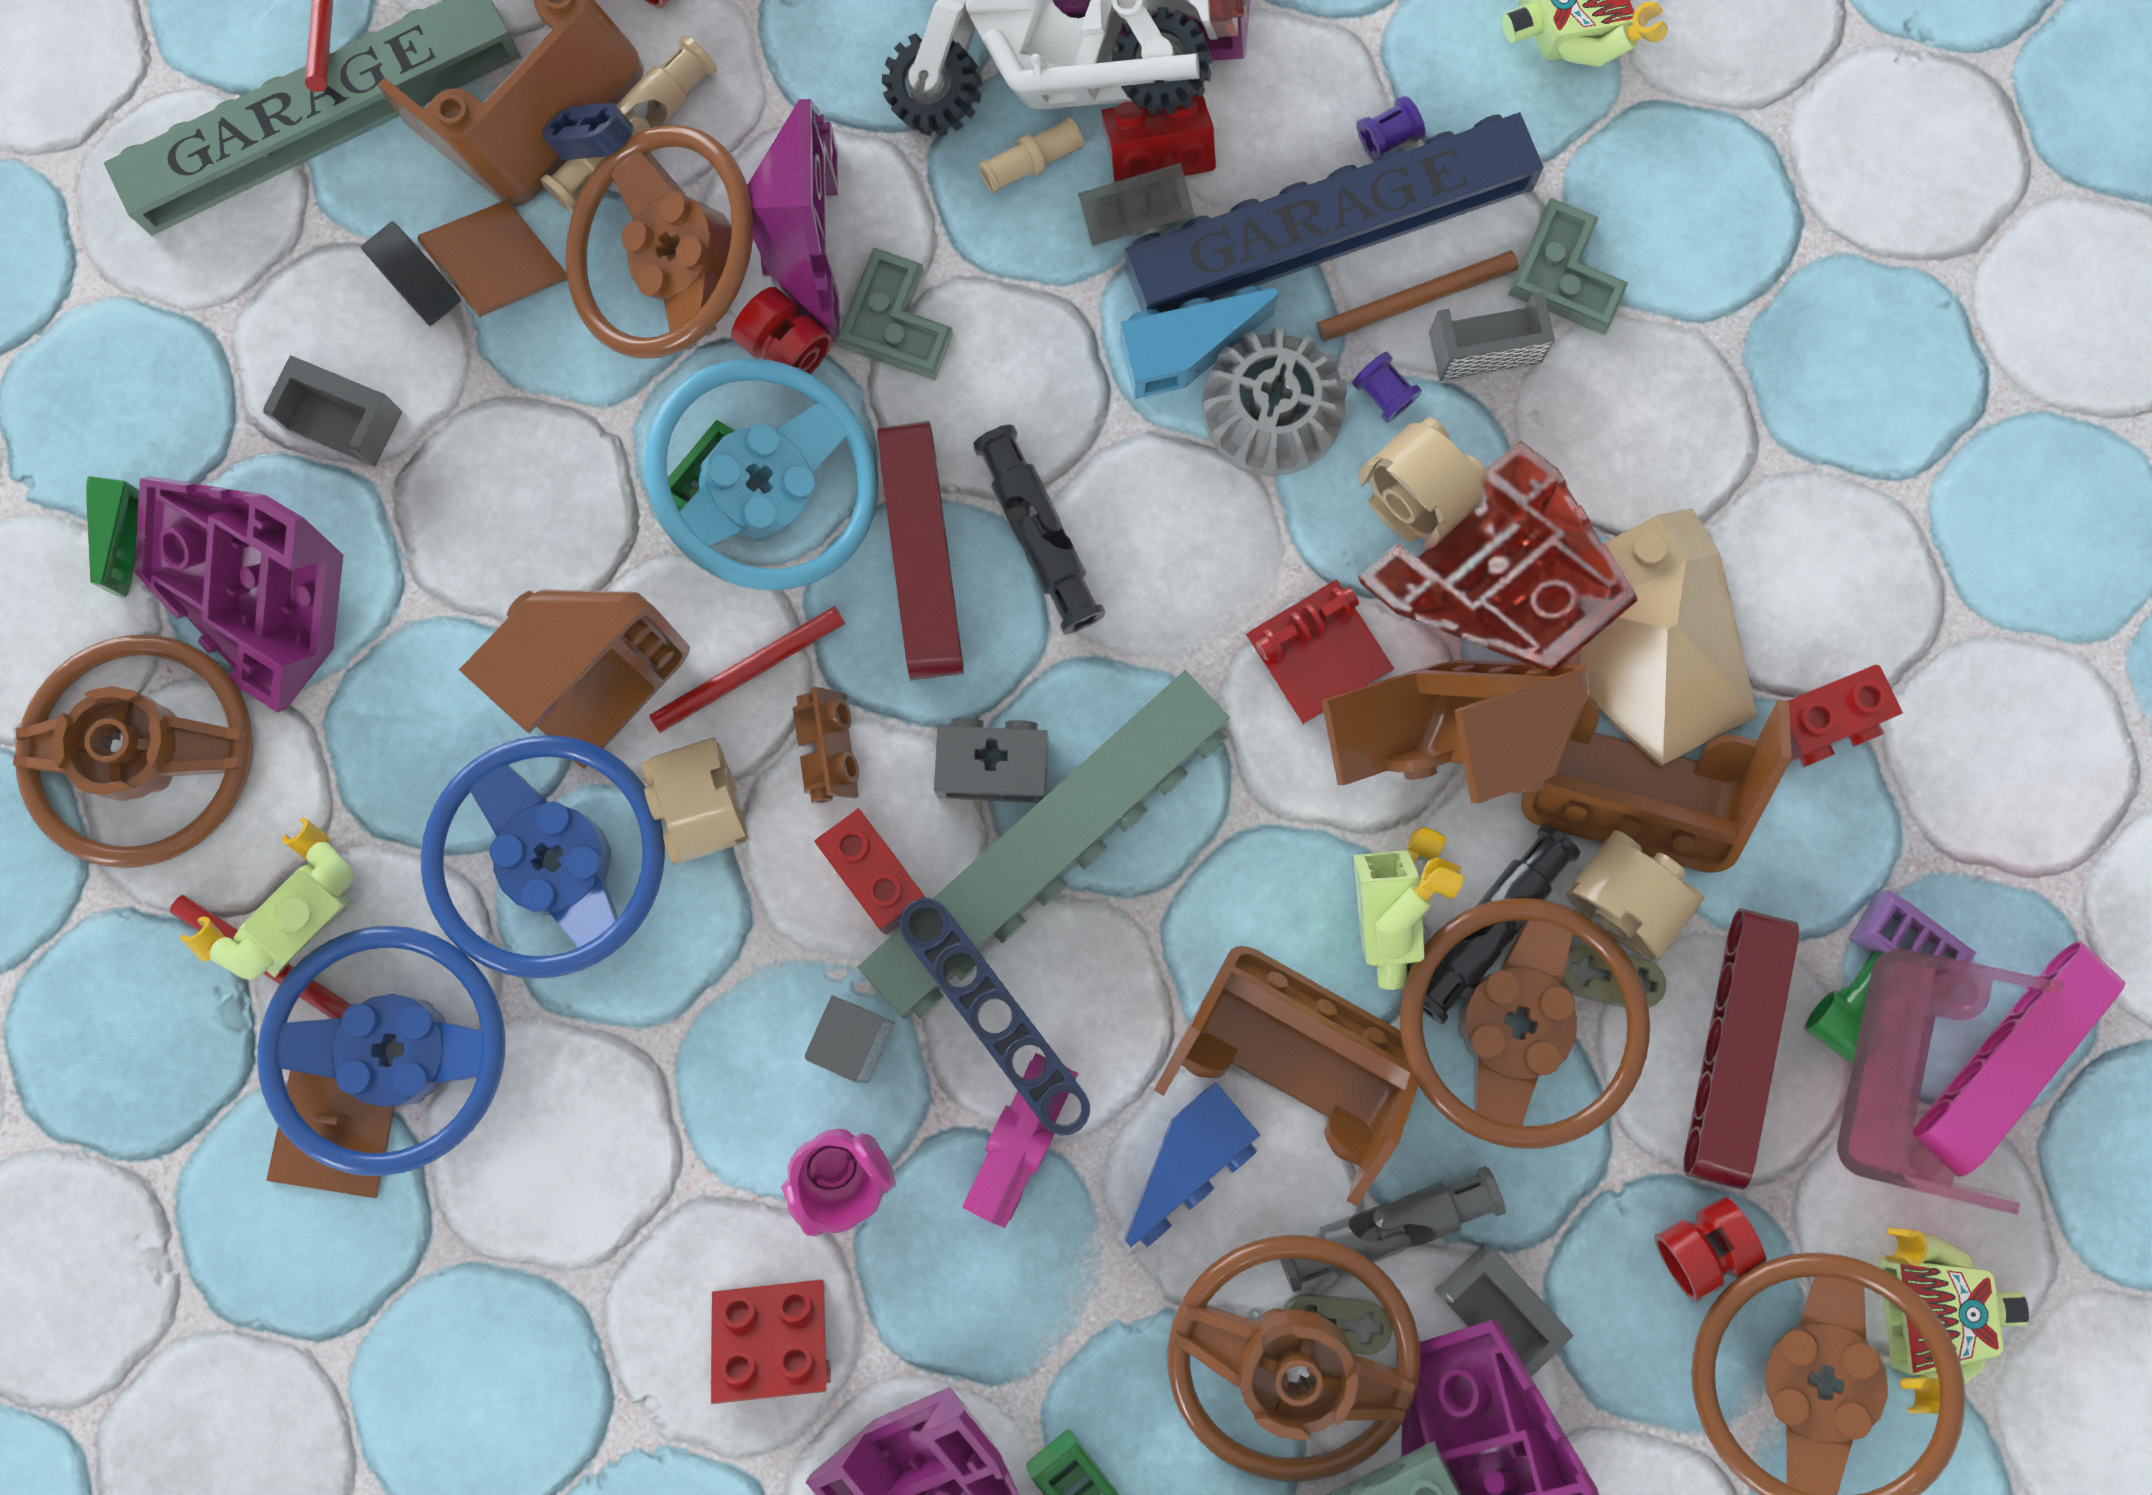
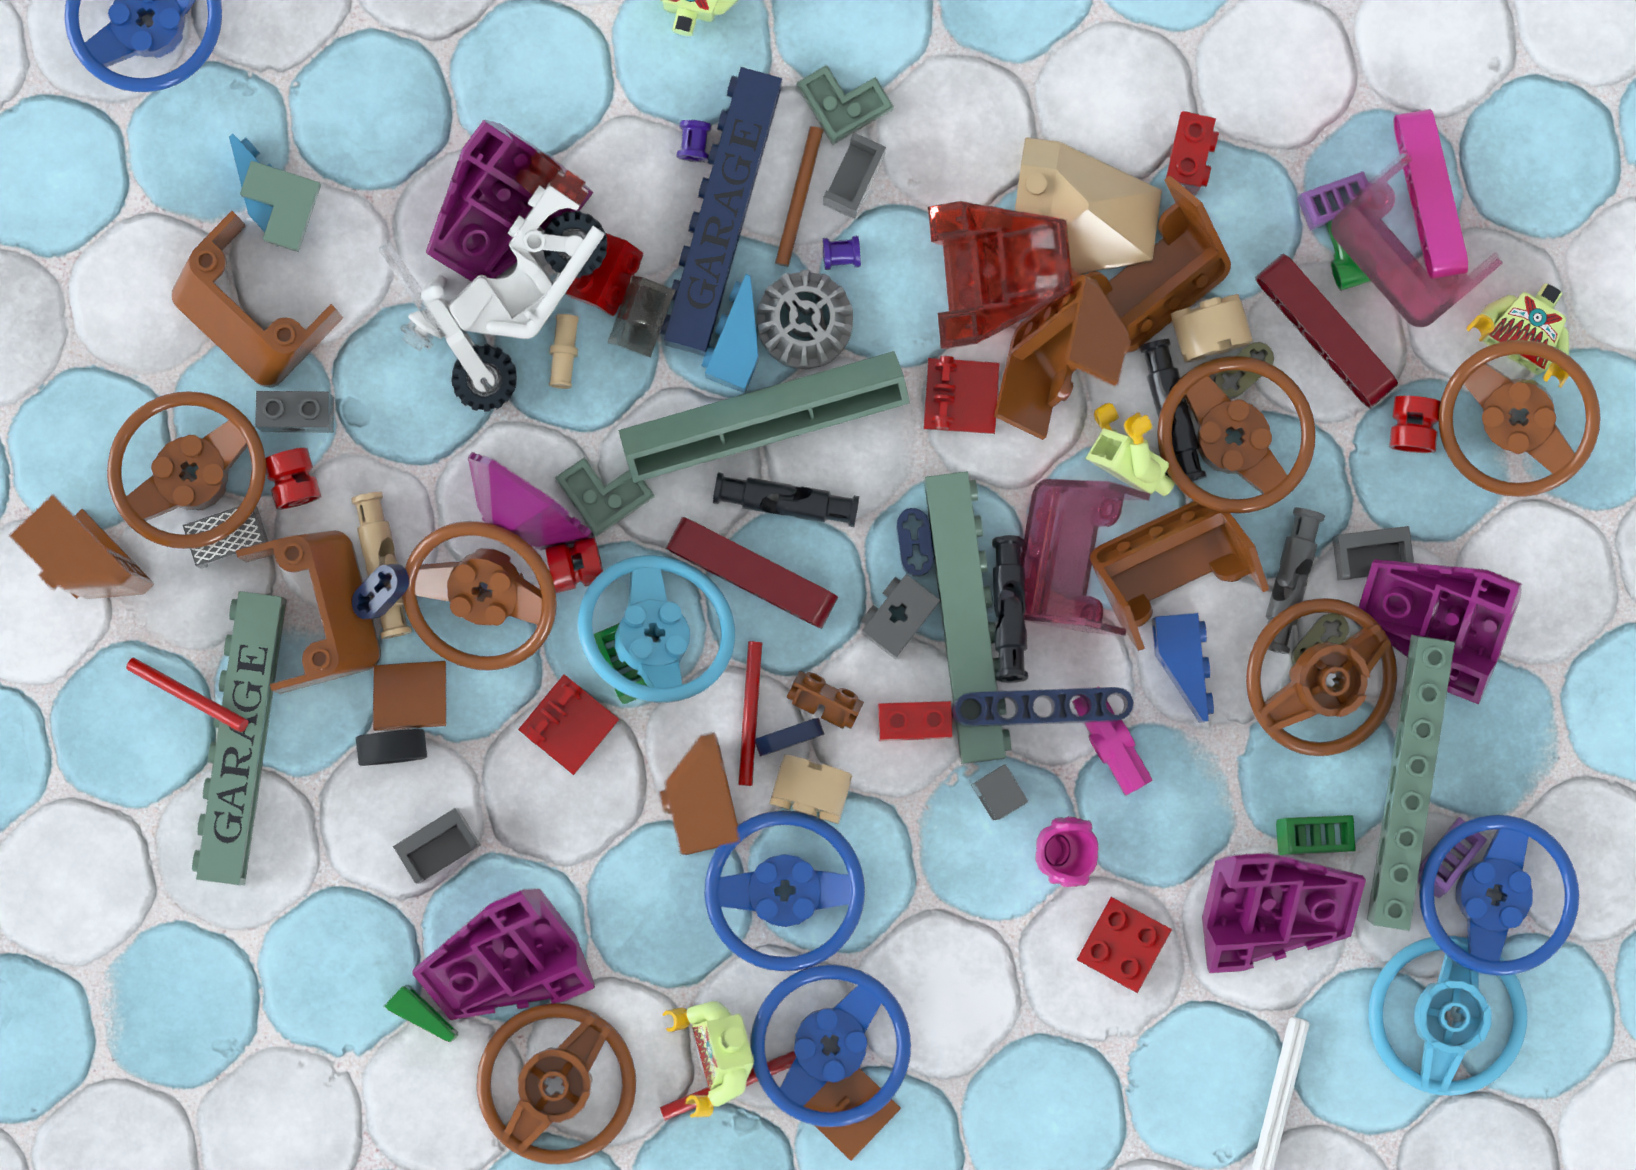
camera: 65 degrees left, 5 degrees up
(586, 465) = (568, 724): none -> red hinge
(748, 733) = (789, 737): none -> dark blue beam
(1066, 911) = (1011, 628): none -> black piece
(1089, 710) = (924, 542): none -> dark blue beam
(1120, 430) = (764, 416): none -> sand green brick
(1217, 900) = (1058, 551): none -> clear pink windscreen
(1423, 483) = (912, 274): tan brick -> none

